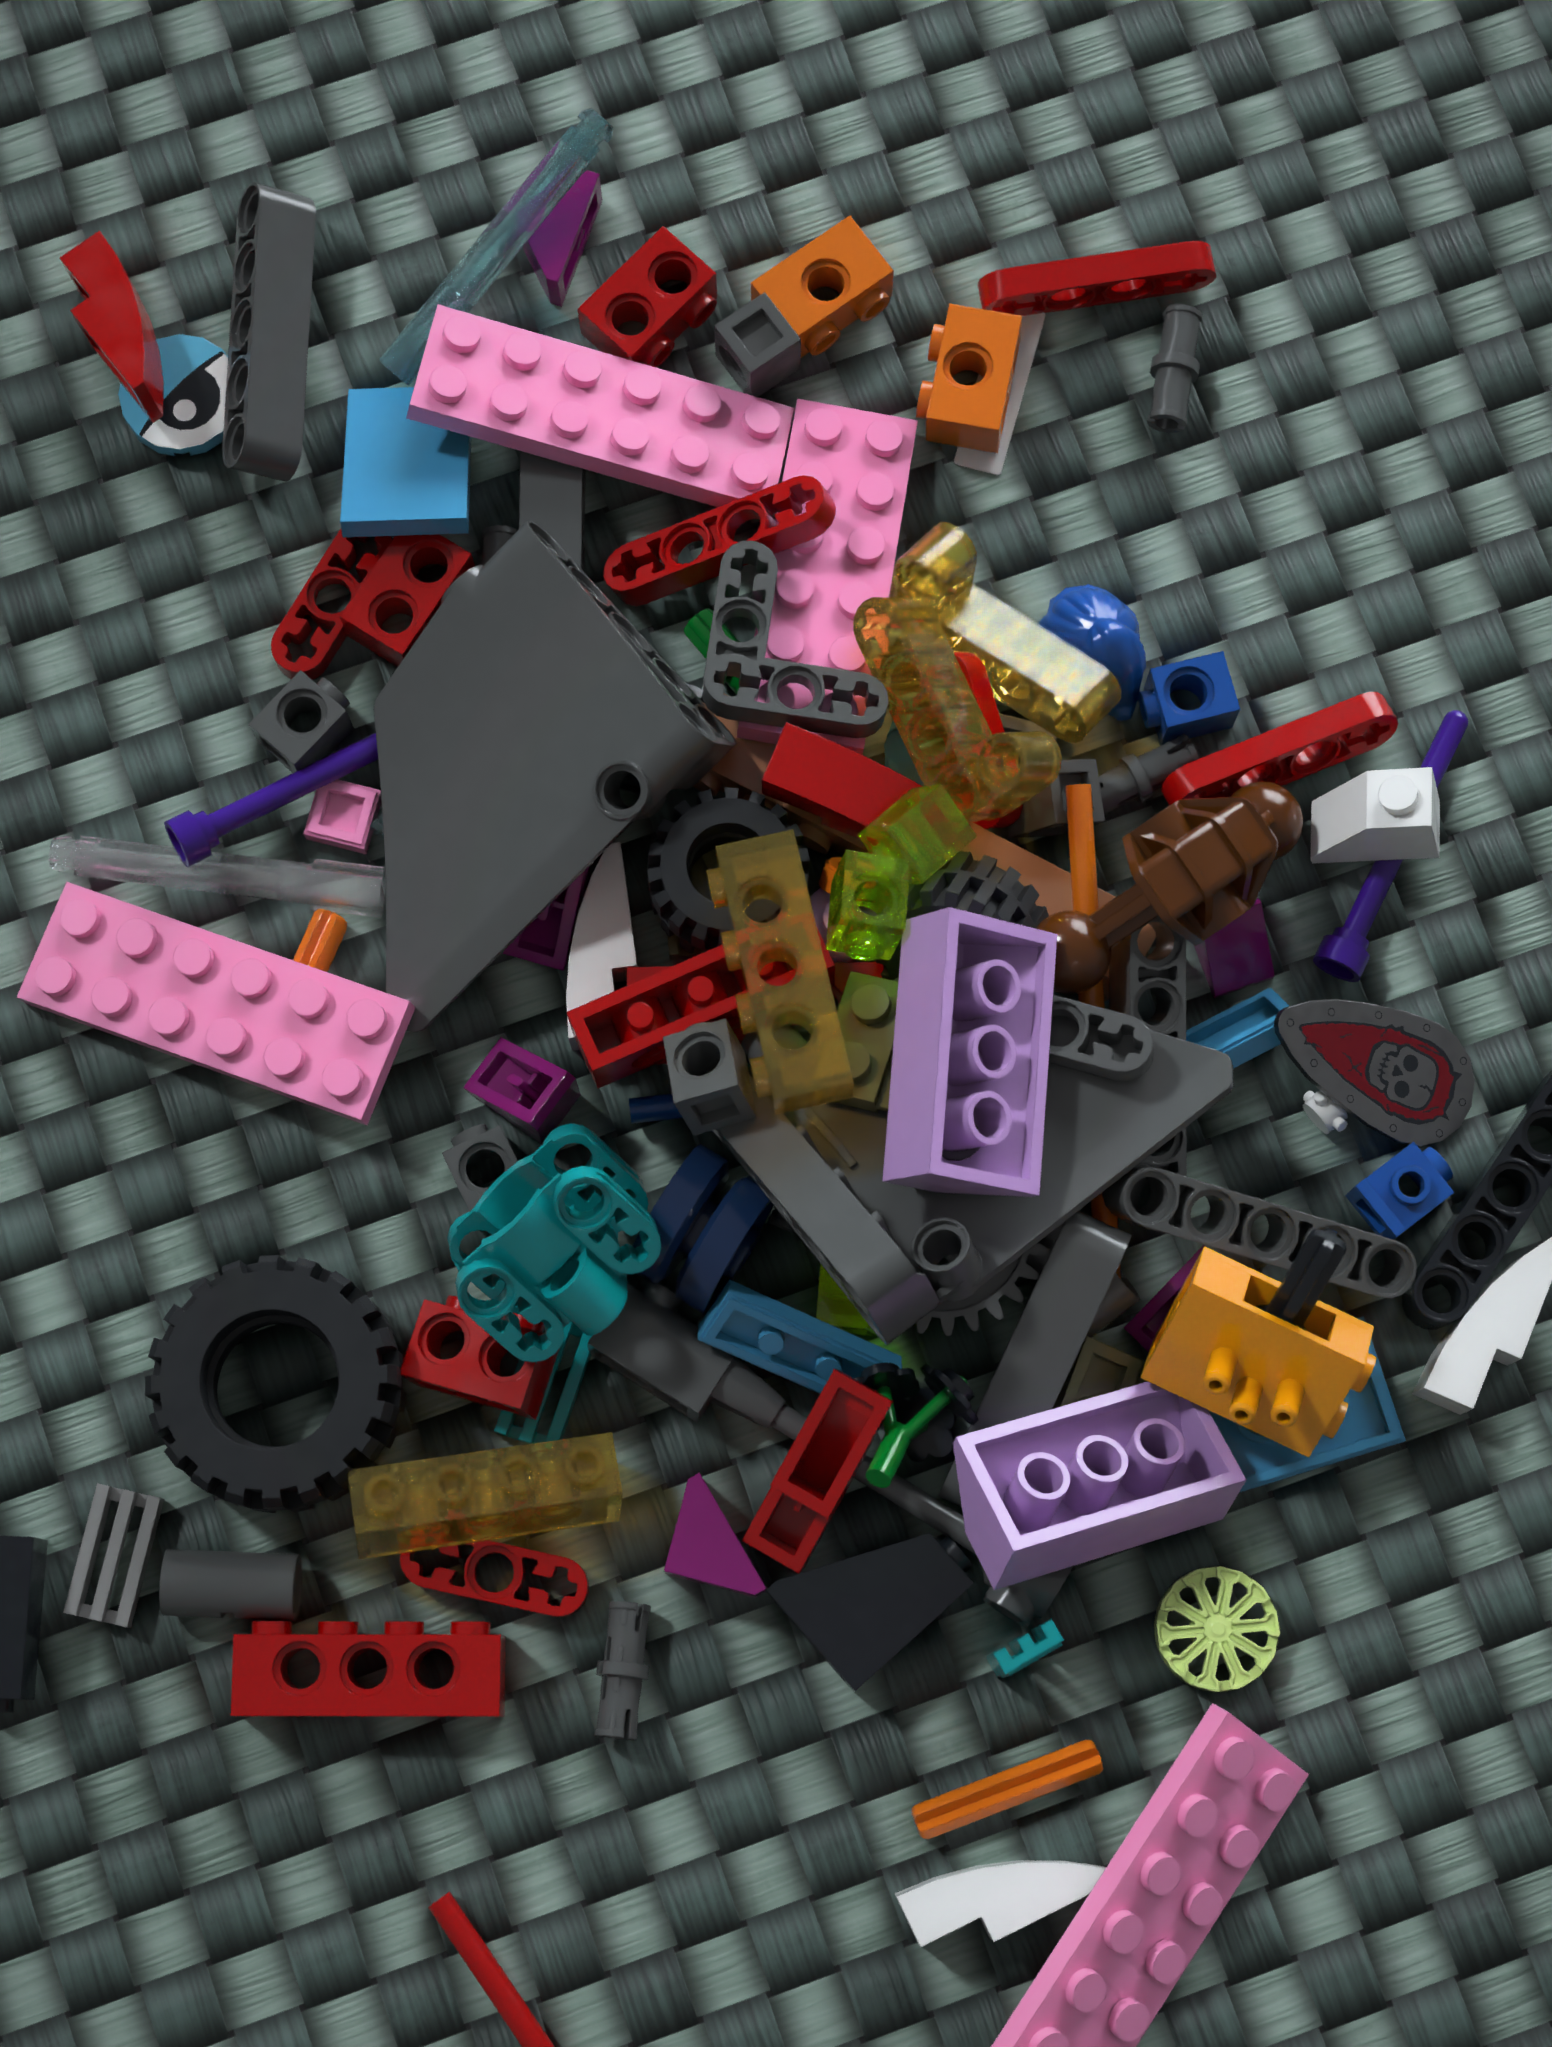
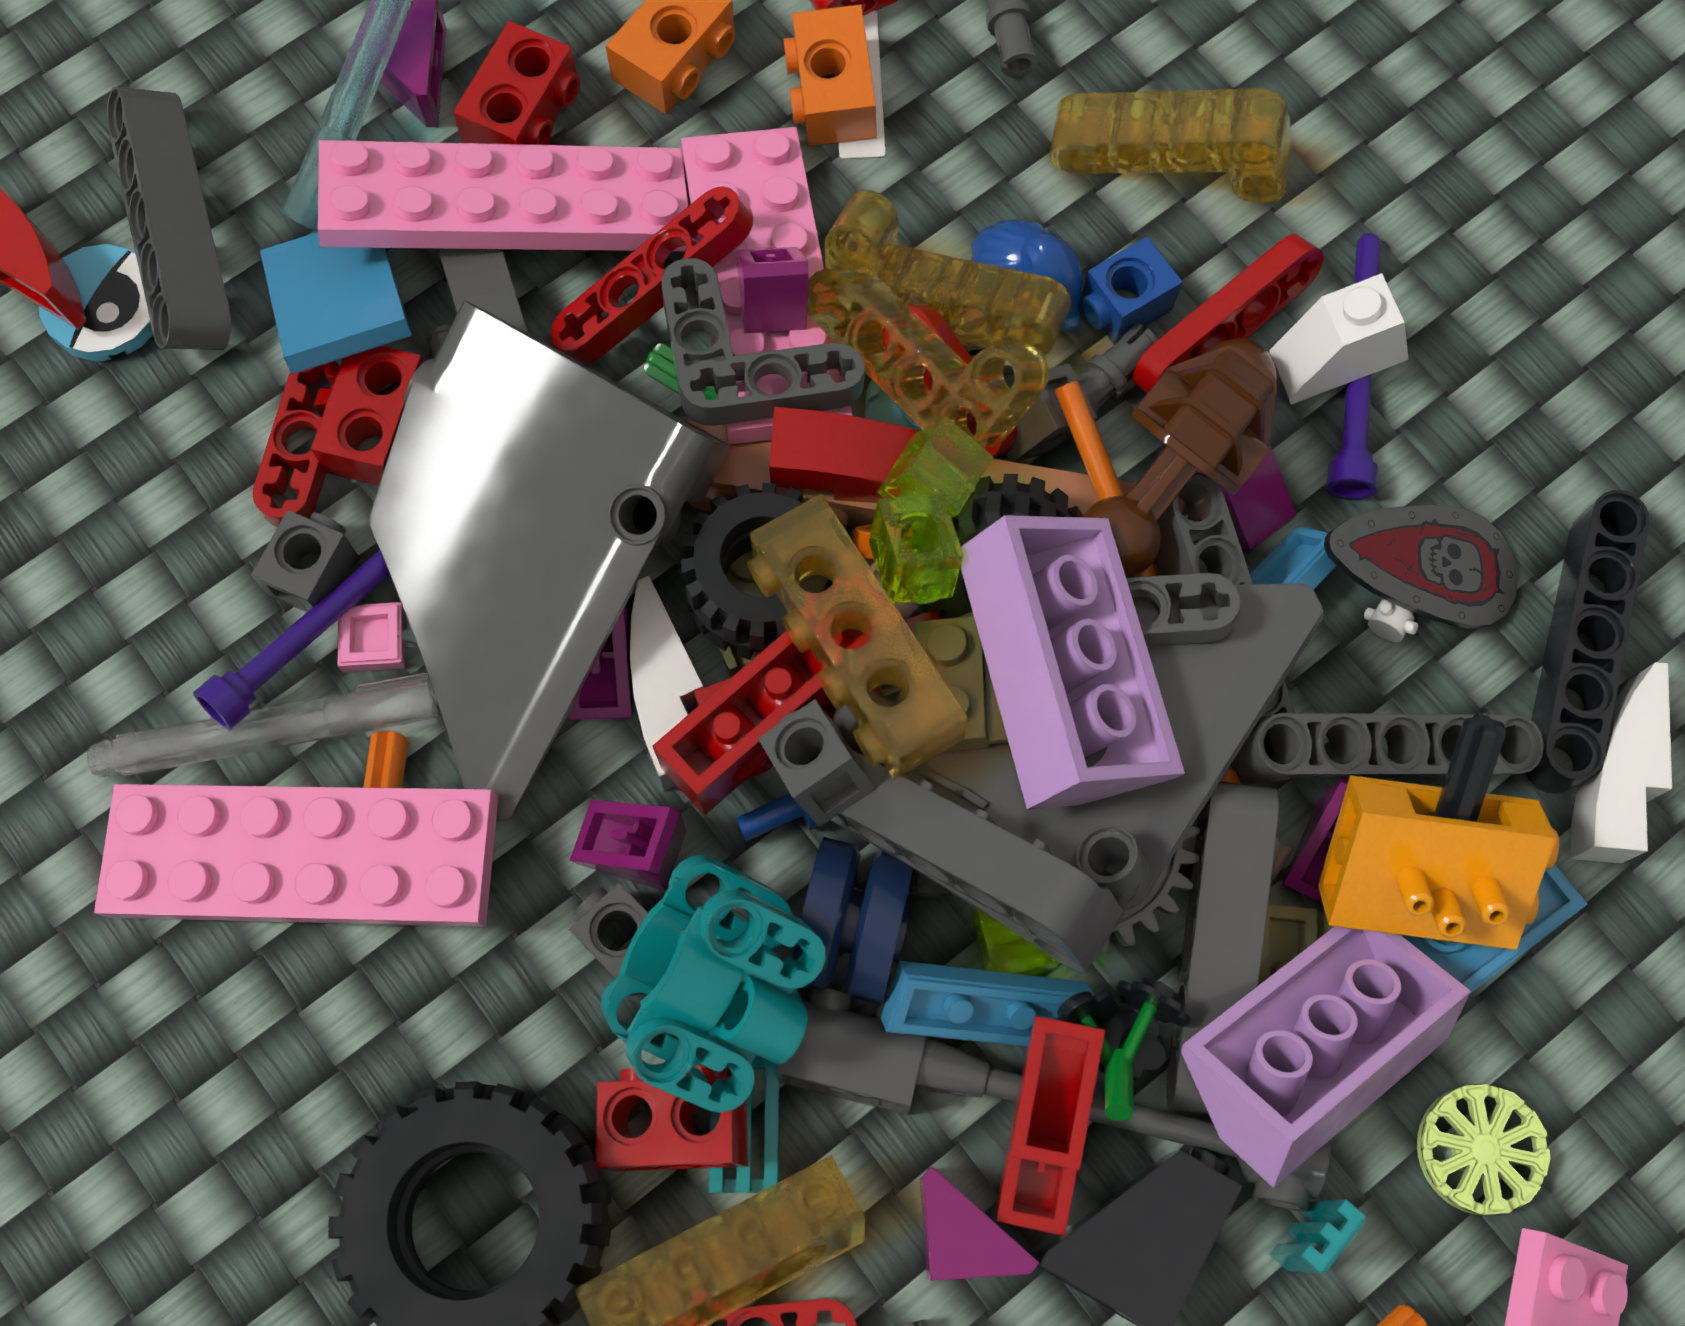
camera: 20 degrees left, 5 degrees down
(757, 346) = (629, 99): dark grey brick -> none
(828, 594) = (773, 289): none -> magenta slope
(1298, 551) = (1179, 132): none -> clear yellow beam
(1383, 1203) = (1477, 683): blue brick -> none

